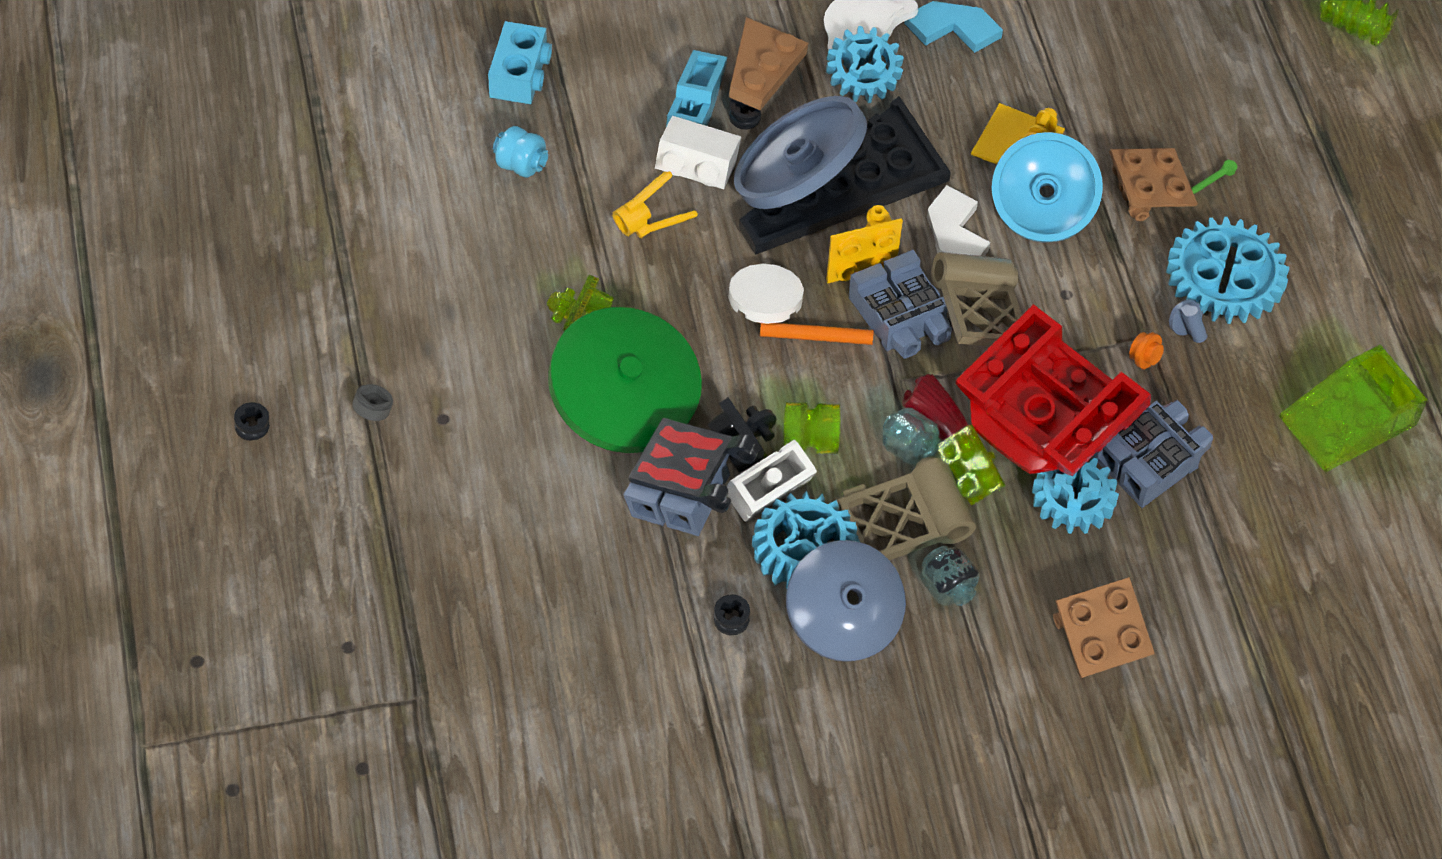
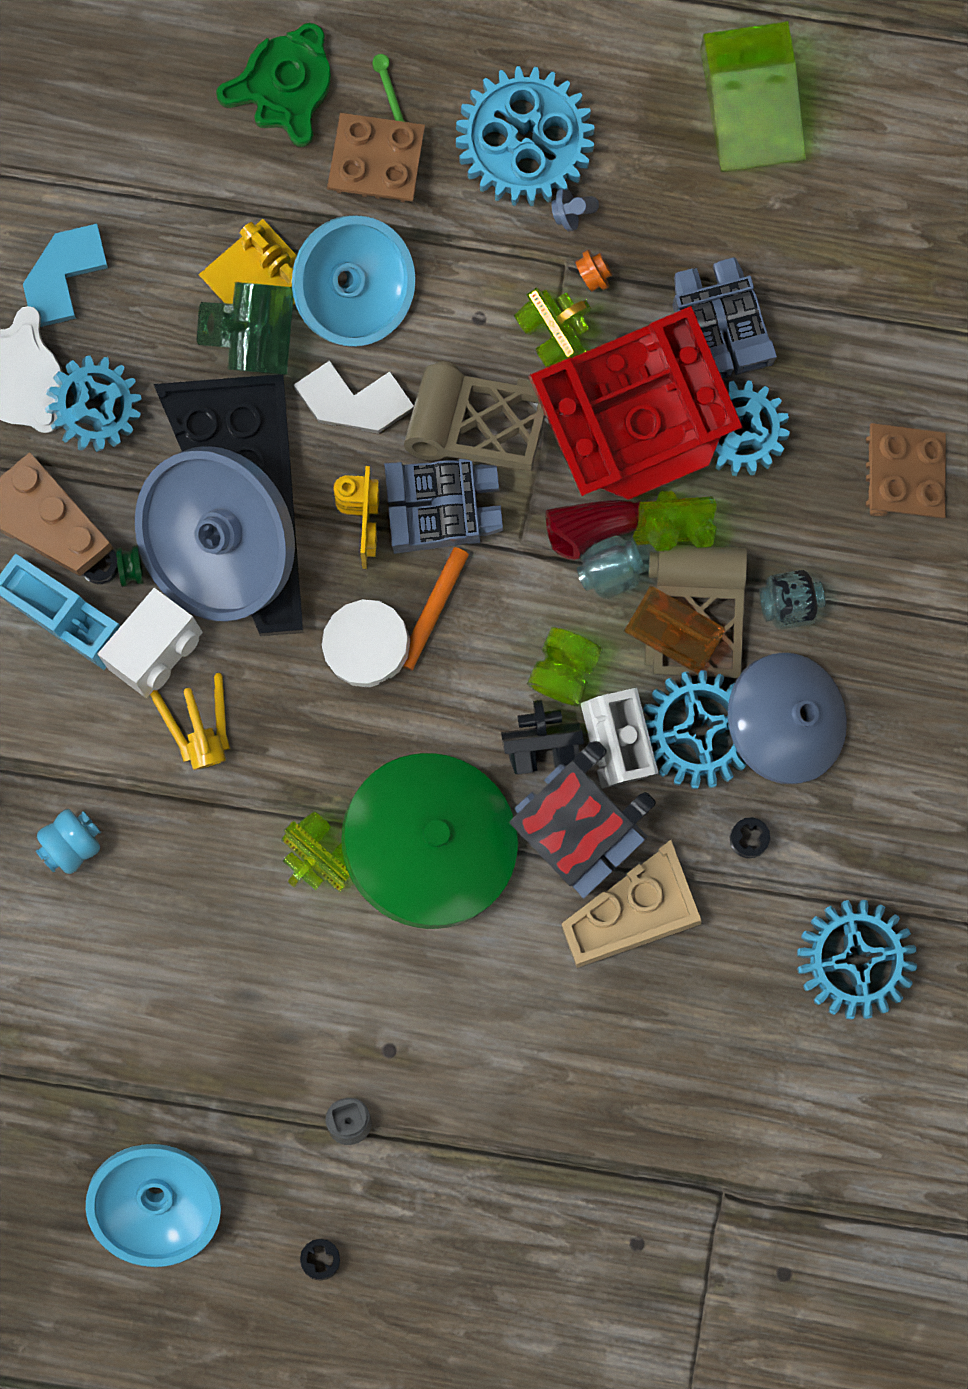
camera: 70 degrees left, 25 degrees up
(253, 284) = (151, 1226): none -> medium azure dish
(632, 551) = (635, 911): none -> tan wing
(656, 746) = (859, 980): none -> medium azure gear
(751, 125) = (129, 566): none -> dark green bush
(881, 495) = (674, 629): none -> clear orange slope
(975, 136) = (252, 327): none -> clear green piece
(1092, 332) = (543, 311): none -> clear neon green hips
(1177, 111) = (285, 81): none -> green tile

